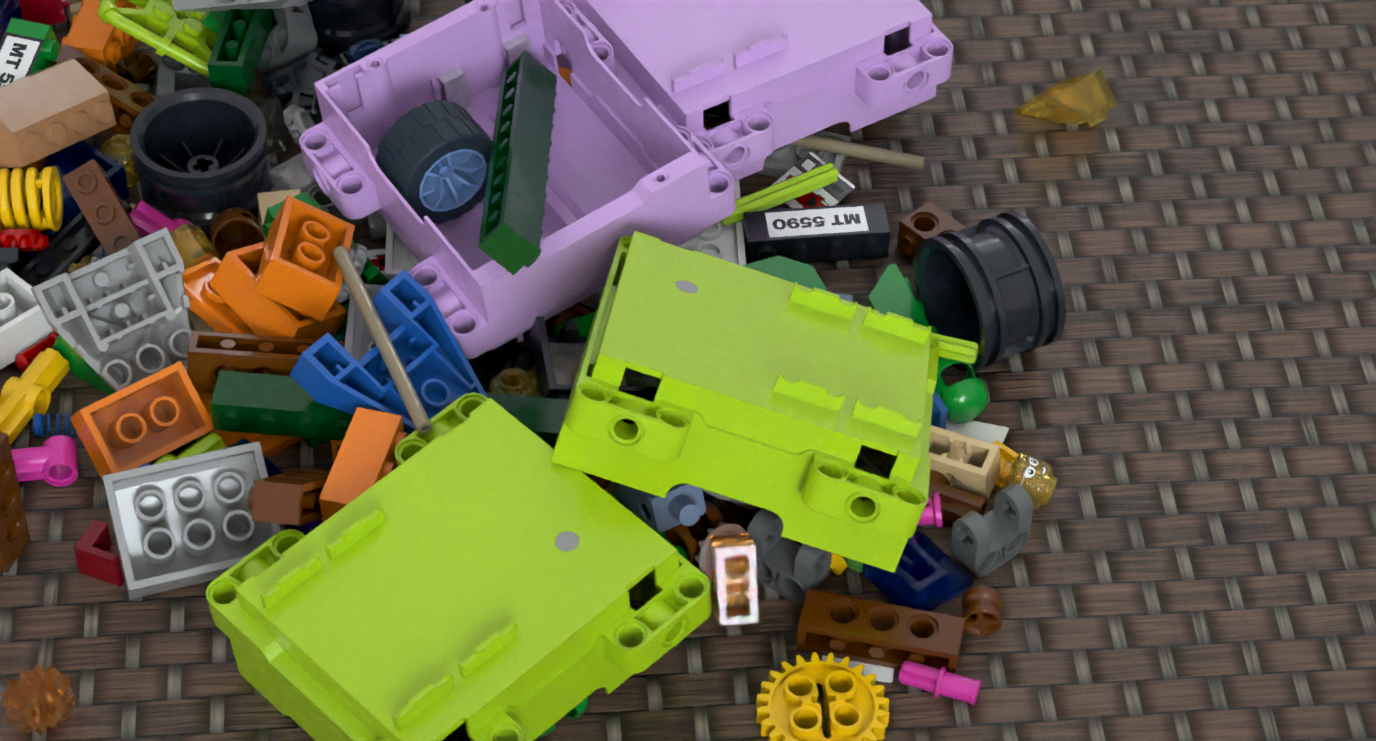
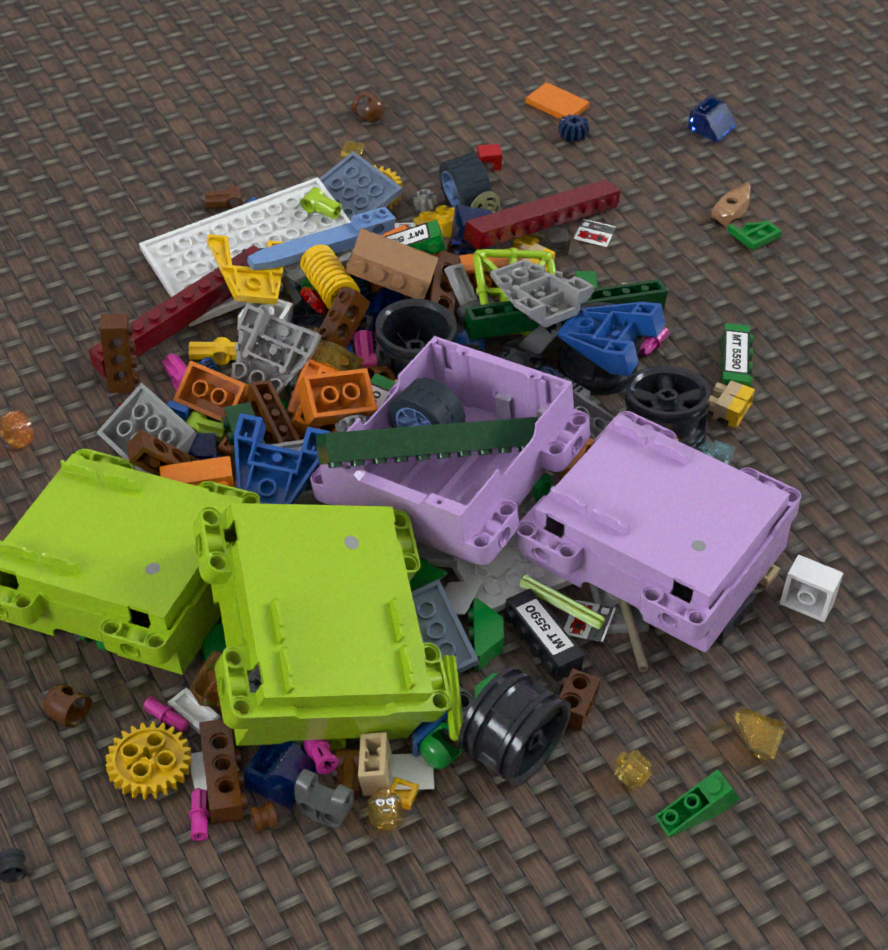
camera: 65 degrees right, 0 degrees up
(121, 67) = (460, 284): none -> light grey tile
(382, 340) = (279, 446): dark tan piece -> none
(744, 672) = (166, 714): none -> dark pink axle
(750, 642) = (187, 707): none -> white tile
(1072, 230) = (633, 768): none -> clear yellow head
(1149, 194) = (698, 805): none -> green slope

